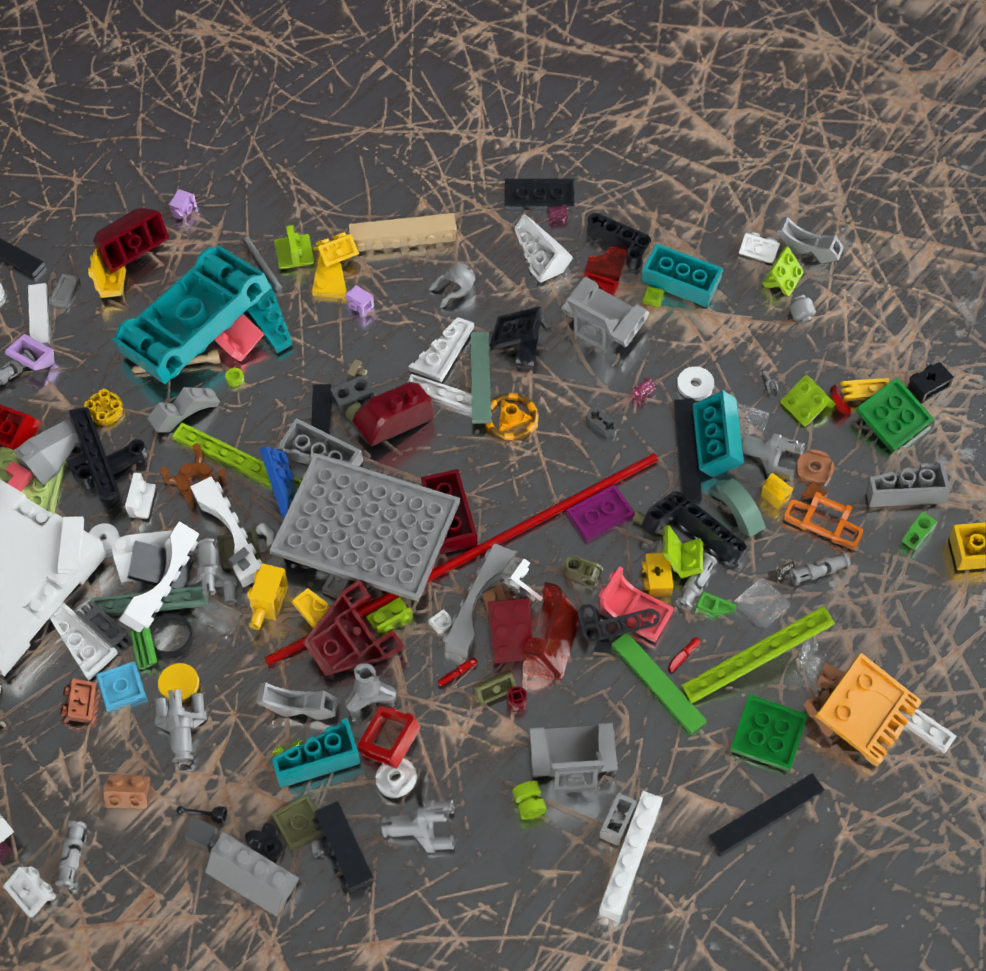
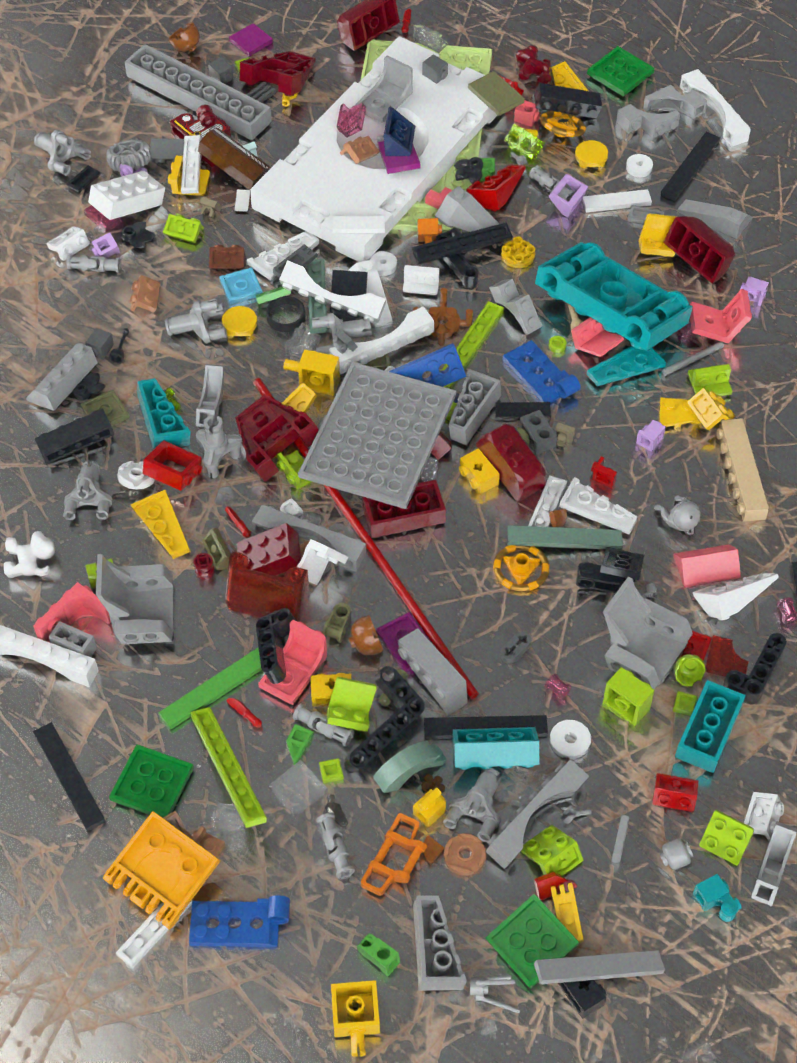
camera: 90 degrees right, 5 degrees down
(24, 754) = (182, 228): none -> lime bracket
(25, 806) = (137, 235): none -> black plate
(46, 835) = (103, 242): none -> lavender brick
(67, 489) = (428, 229): none -> orange brick
(74, 228) = (721, 218): none -> light grey wedge
(222, 231) = (723, 323): none -> coral bracket
(288, 373) = (563, 383): none -> blue hinge
(400, 447) = (479, 471): none -> yellow brick
(405, 343) = (603, 474): none -> red bracket
(456, 383) = (558, 517): none -> dark orange tile
(457, 746) = (162, 521): none -> yellow wing
(498, 866) = (40, 547): none -> white animal
(506, 268) = (708, 565): none -> coral slope
(589, 833) = (74, 604): none -> coral bracket
(602, 542) = (365, 637): none -> dark orange cylinder
(622, 287) = (689, 670): none -> lime hair
(639, 483) = (434, 671): none -> light grey wedge
(657, 331) = (628, 696): none -> lime brick
(741, 576) = (331, 770): none -> lime tile
(742, 306) = (675, 792): none -> red bracket
(752, 490) = (431, 783): none -> reddish brown plant
(792, 348) = (620, 839): none -> light grey tile
(804, 427) = (564, 784): none -> light grey arch
(836, 286) = (714, 893): none -> teal brick
(891, 620) = (269, 911): none -> blue hinge
(916, 365) = (599, 967): none -> light grey tile
(937, 452) = (480, 986): none -> light grey plant

